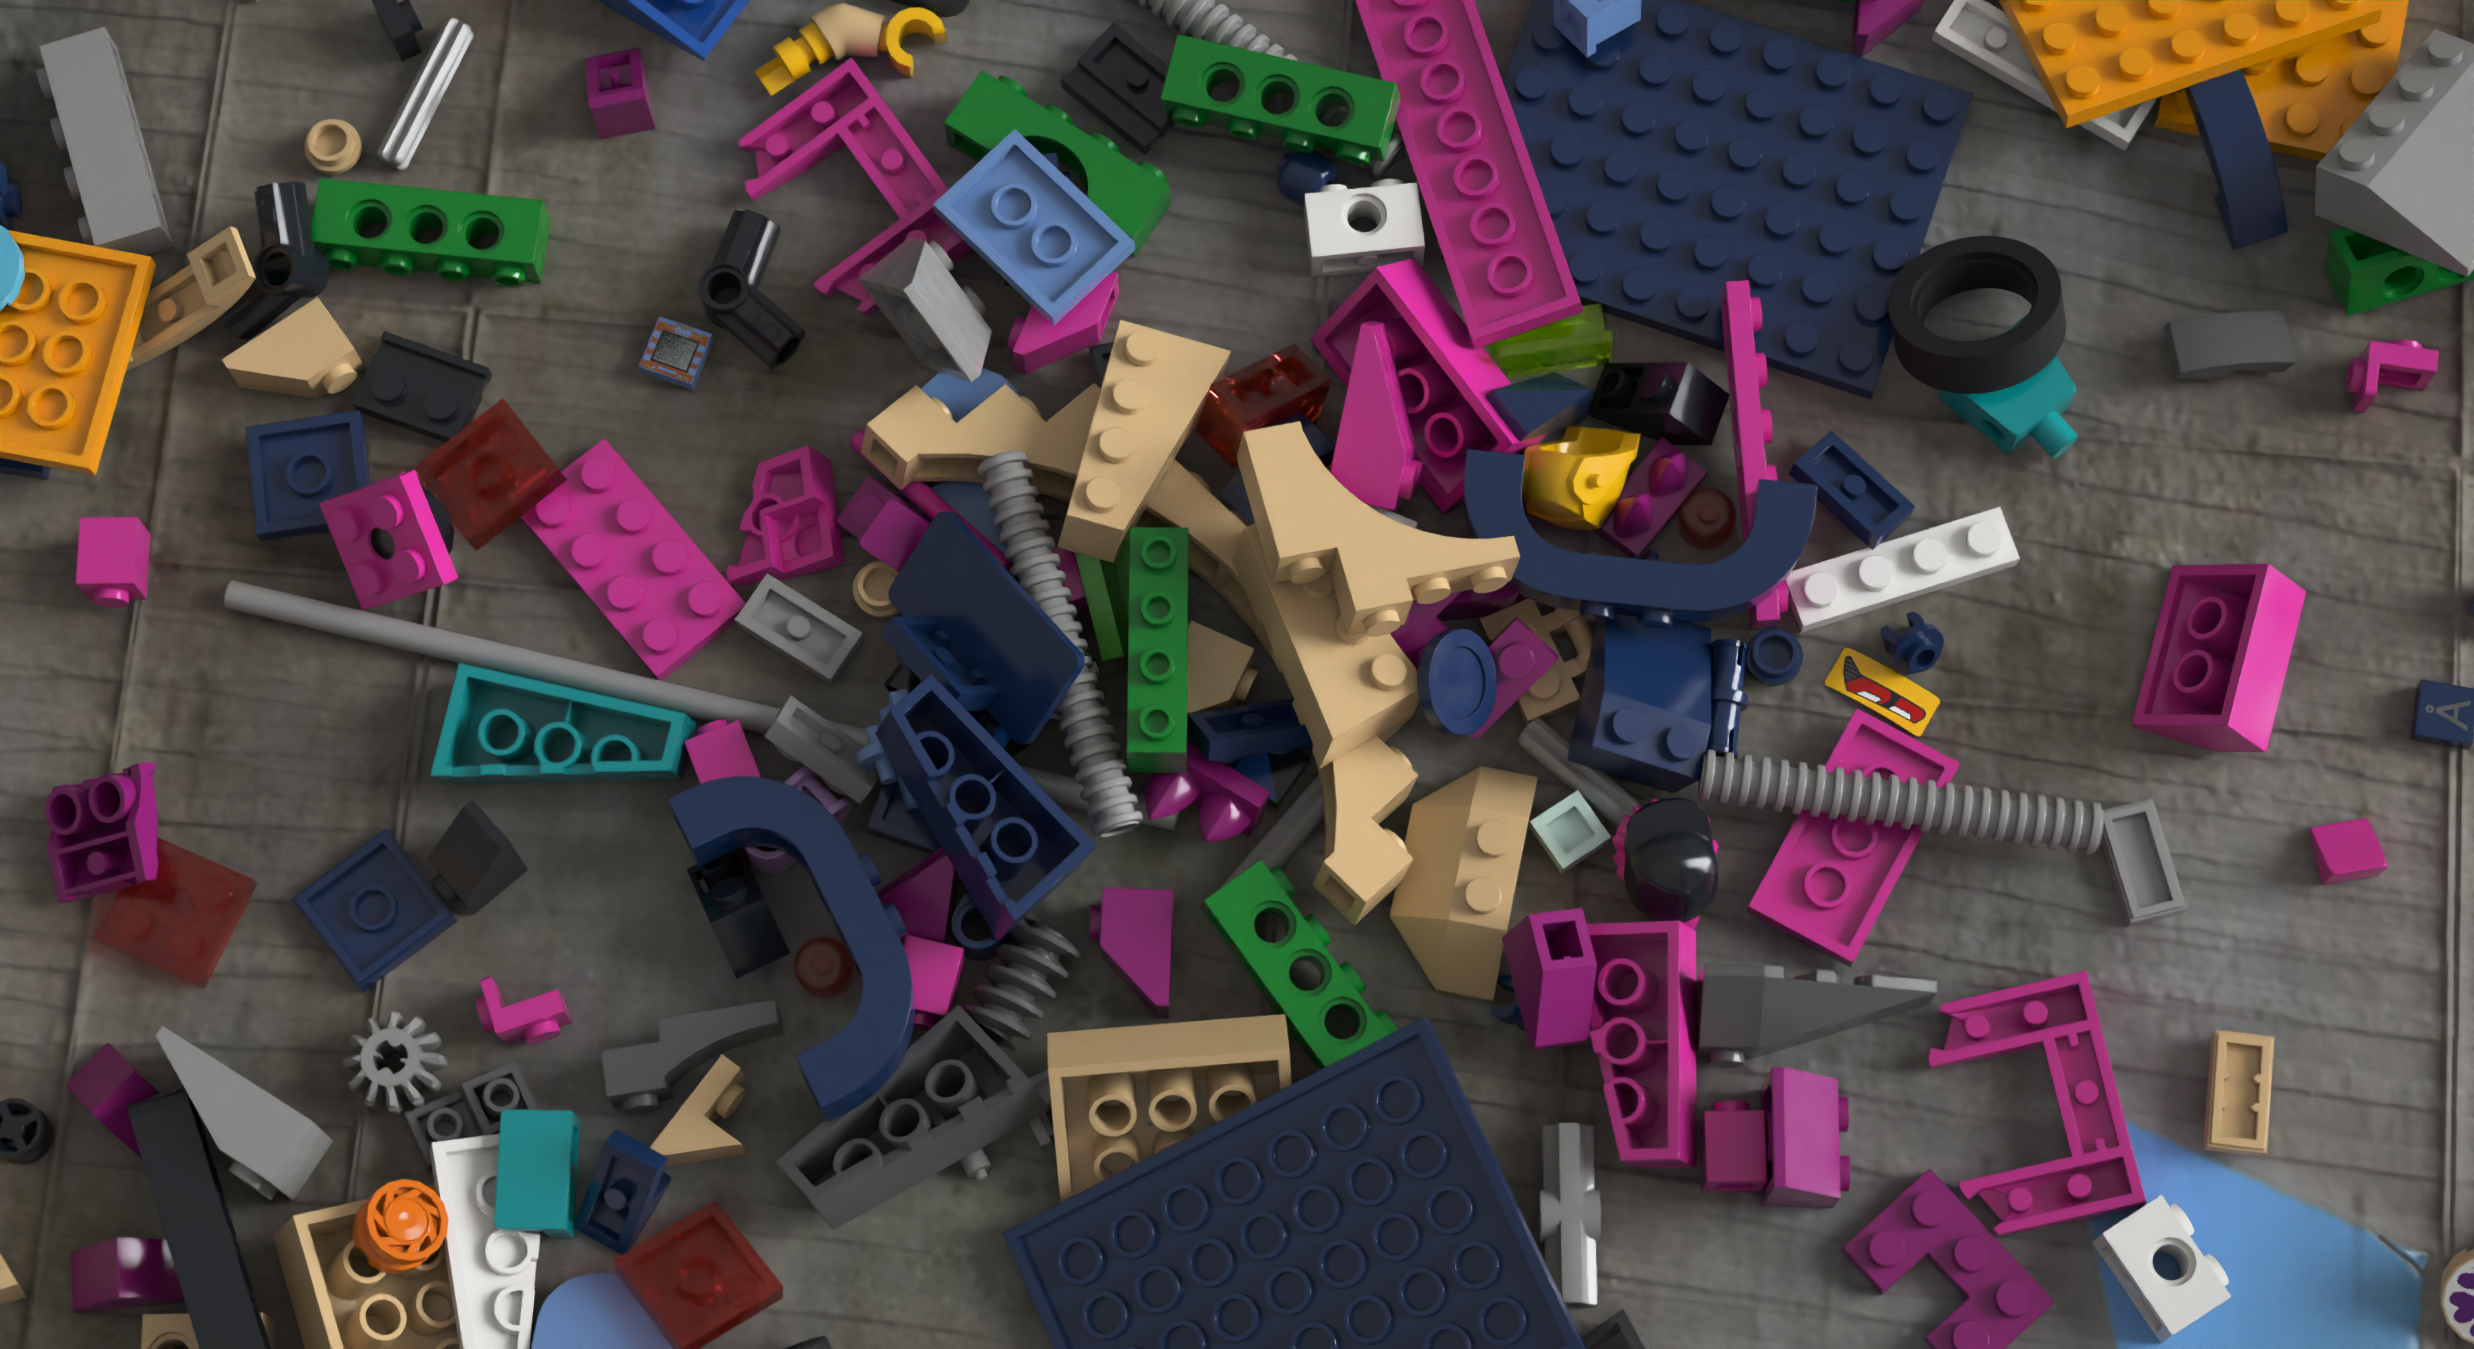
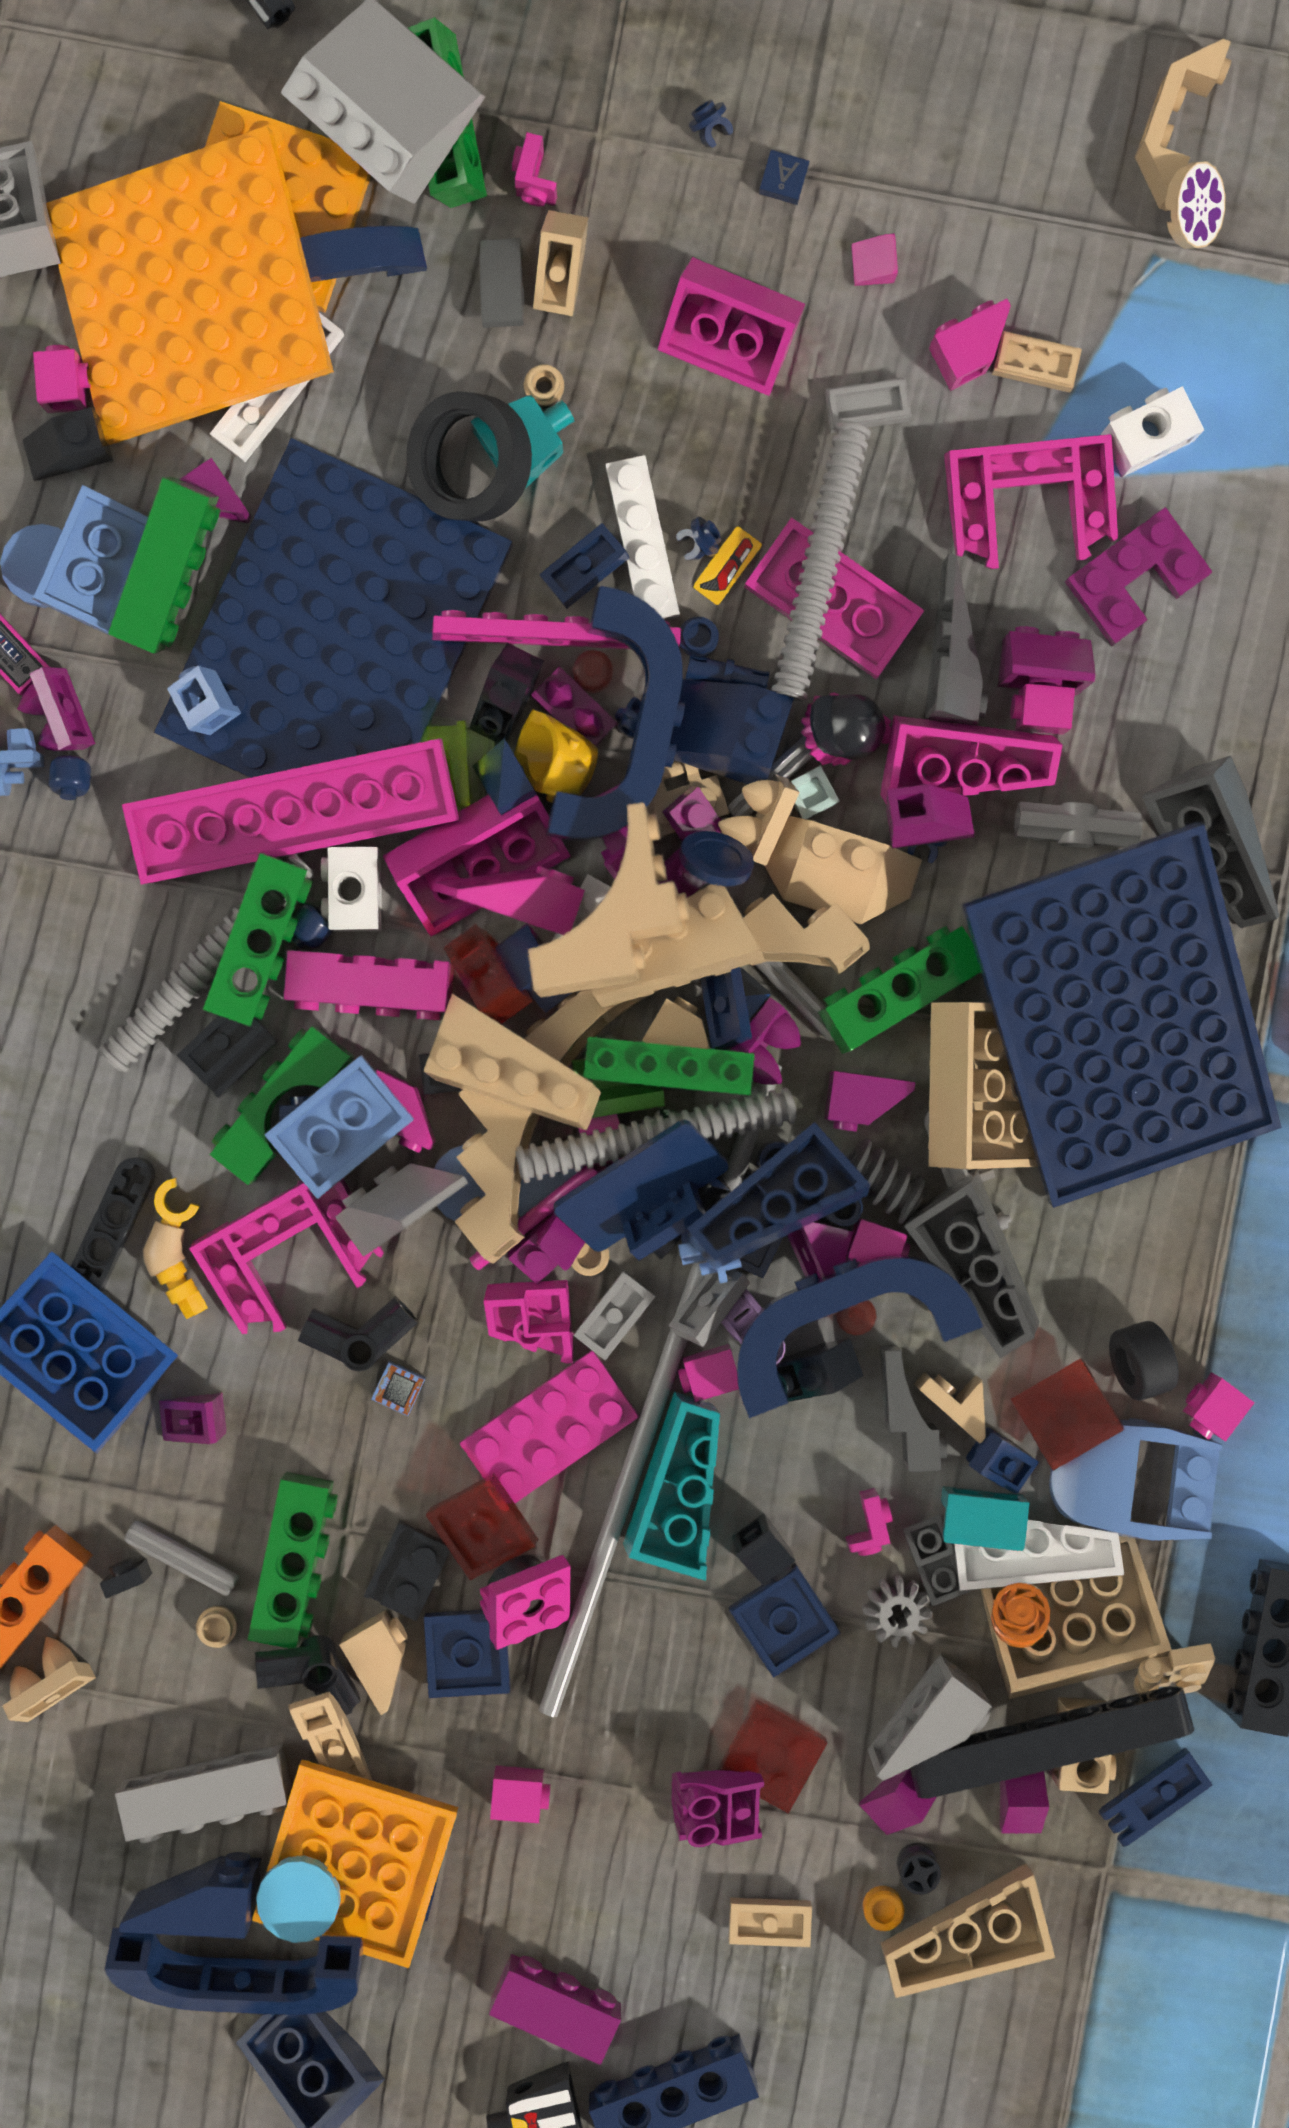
camera: 90 degrees left, 15 degrees up
(1236, 252) = (368, 983): none -> dark pink wedge
(1501, 753) = (773, 805): none -> tan tile
(2103, 402) = (544, 373): none -> tan plate
(2245, 993) = (969, 346): none -> dark pink slope
(2271, 418) = (560, 262): none -> tan slope

